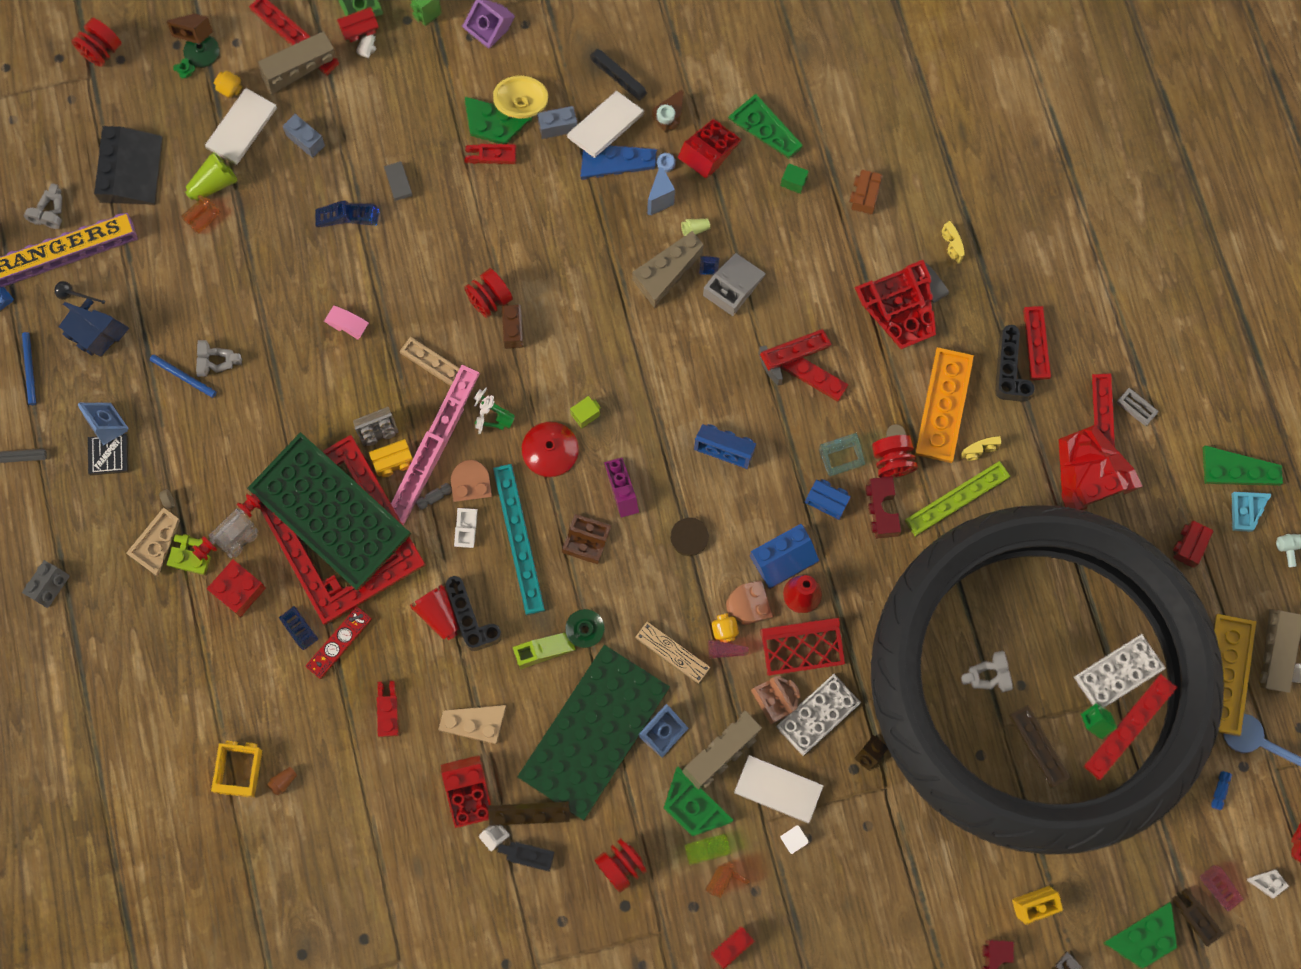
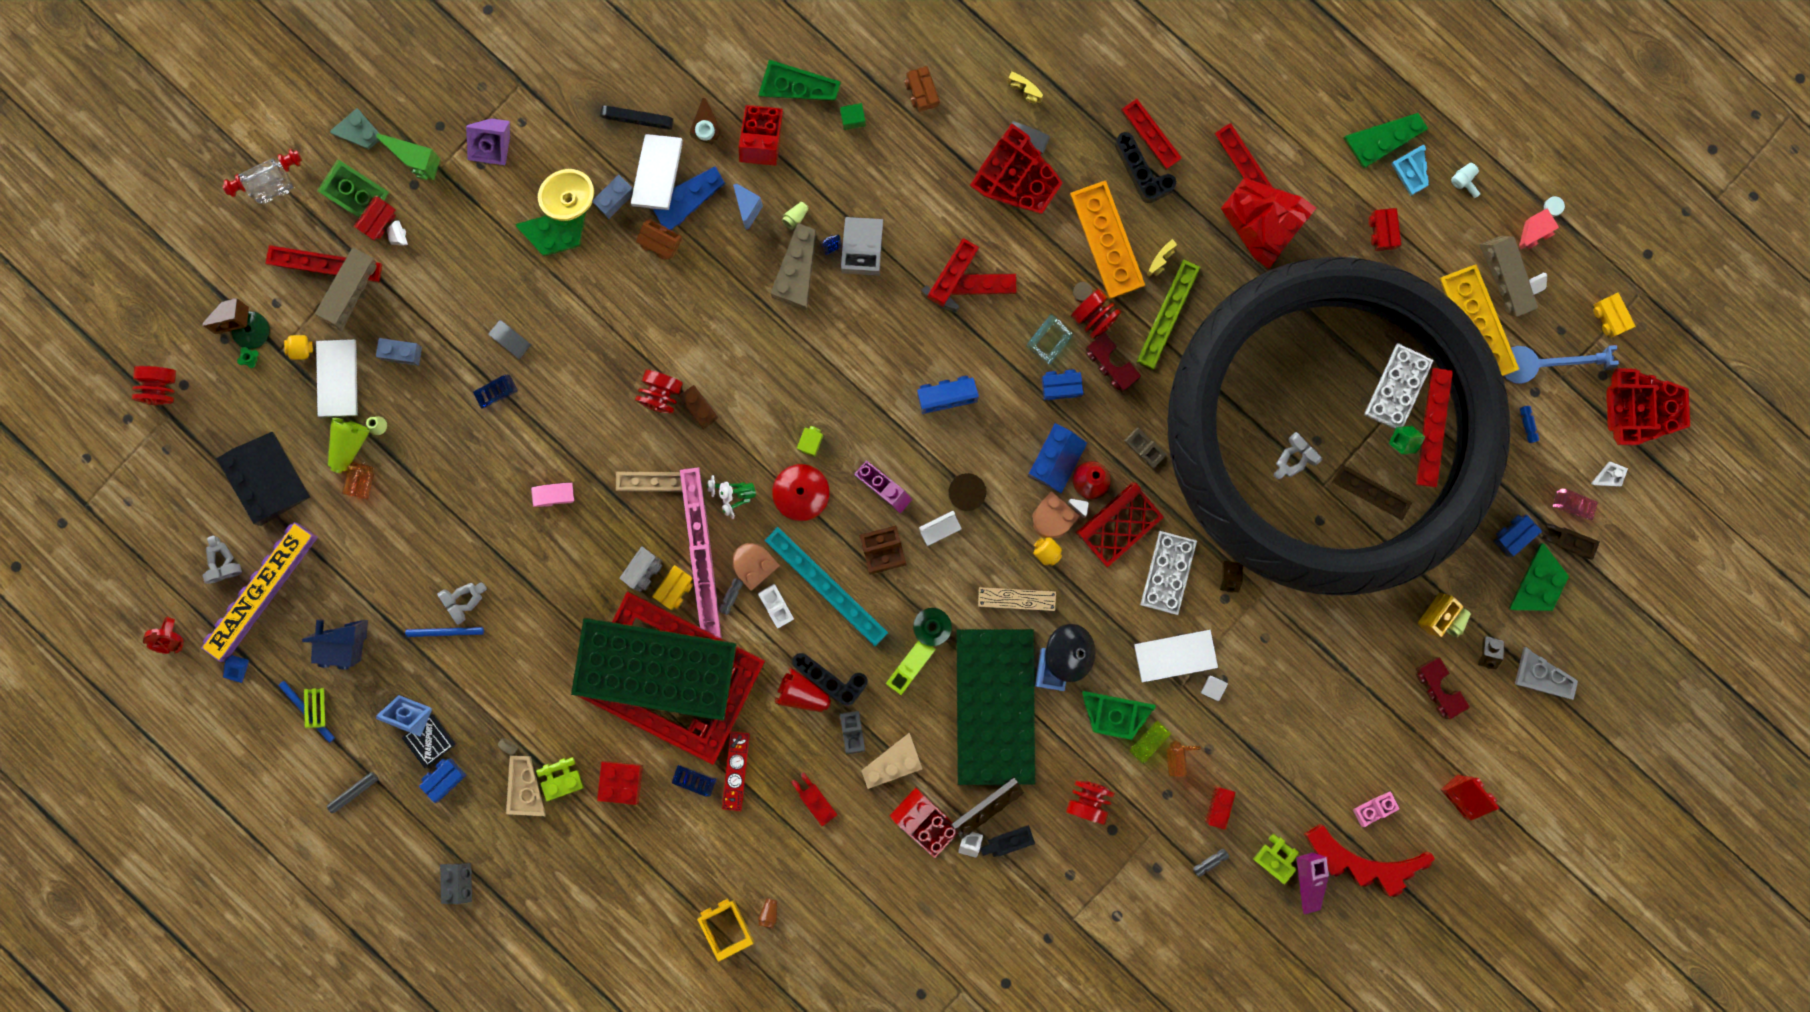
camera: 30 degrees left, 10 degrees up
(44, 356) = (314, 691): none -> lime tile
(64, 290) = (288, 625): black sword -> none
(95, 492) = (442, 779): none -> blue brick
(232, 532) = (585, 740): clear brick -> none
(245, 180) = (380, 426): none -> yellowish green cone
(345, 217) = (487, 403): clear blue slope -> none
(458, 674) = (852, 732): none -> dark grey slope
(491, 154) = (575, 261): red hinge -> none
(571, 177) = (659, 239): none -> dark orange brick
(646, 550) = (940, 528): none -> white panel
(666, 161) = (731, 172): light blue tile -> none
(678, 725) = (1063, 653): none -> black dish
(721, 649) = (1053, 572): clear pink slope -> none
(722, 750) = (1111, 655): dark tan wedge -> none
(777, 608) = (1079, 506): none -> white slope
(777, 698) = (1127, 581): nougat slope -> none
(866, 596) = (1145, 448): none -> dark tan slope
(1049, 924) = (1459, 624): none -> yellowish green cone
(1121, 402) = (1252, 141): light grey tile -> none
(1150, 881) = (1517, 535): none -> blue brick

